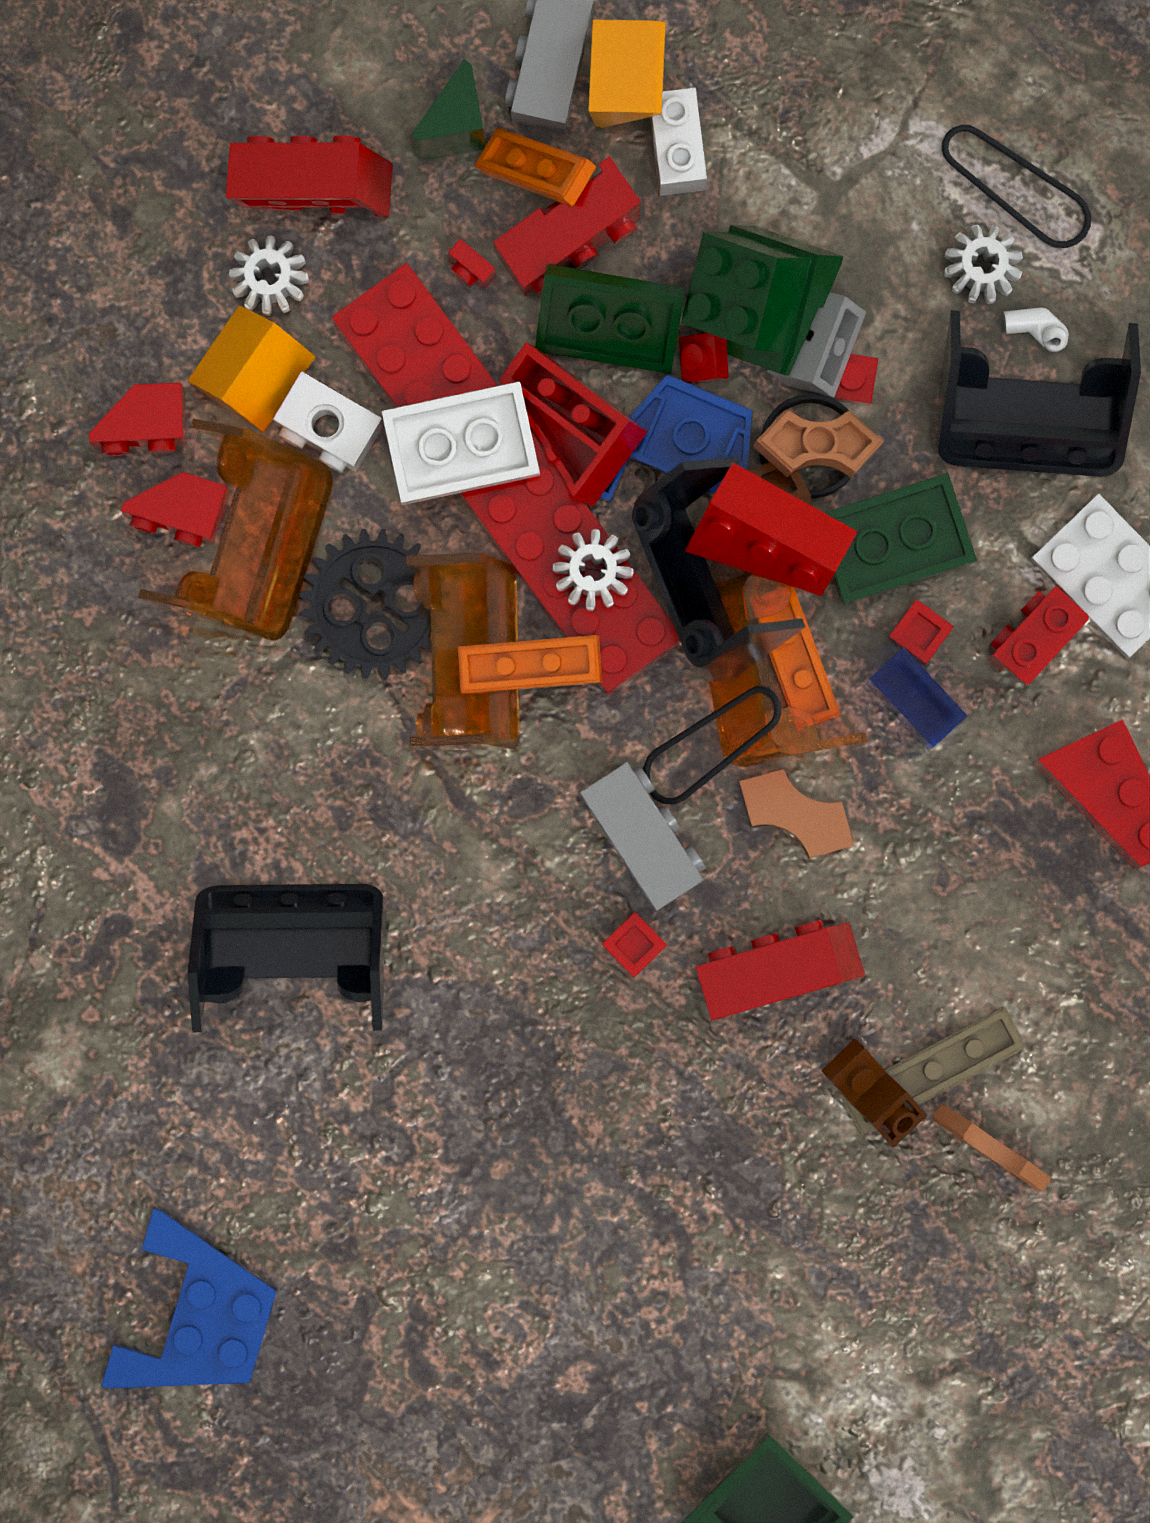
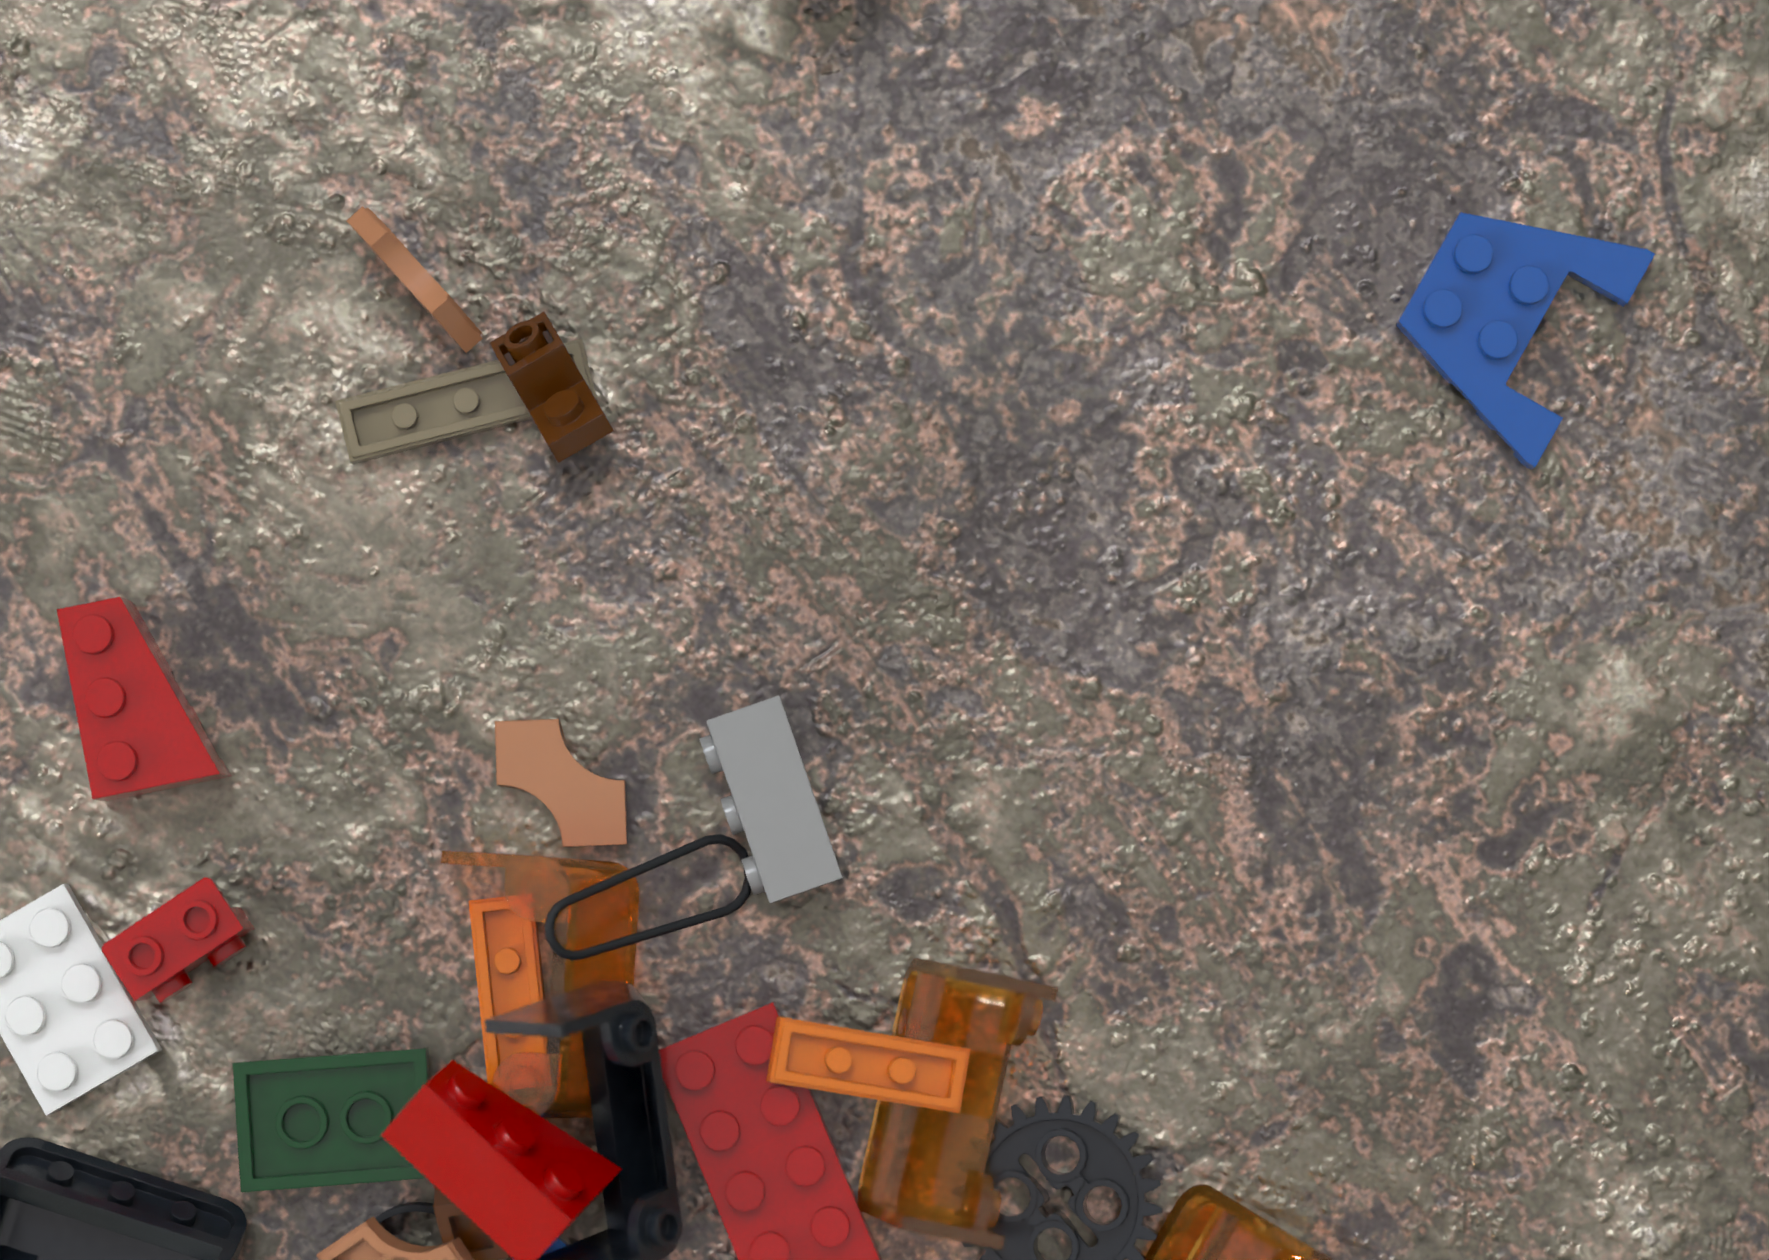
camera: 170 degrees left, 0 degrees up
(287, 935) = (1278, 785): black windscreen -> none
(586, 585) = (740, 1189): white gear -> none
(634, 944) = (819, 660): red plate -> none
(779, 968) = (634, 579): red wedge -> none
(916, 699) = (361, 894): clear blue piece -> none
(920, 632) = (333, 985): red plate -> none

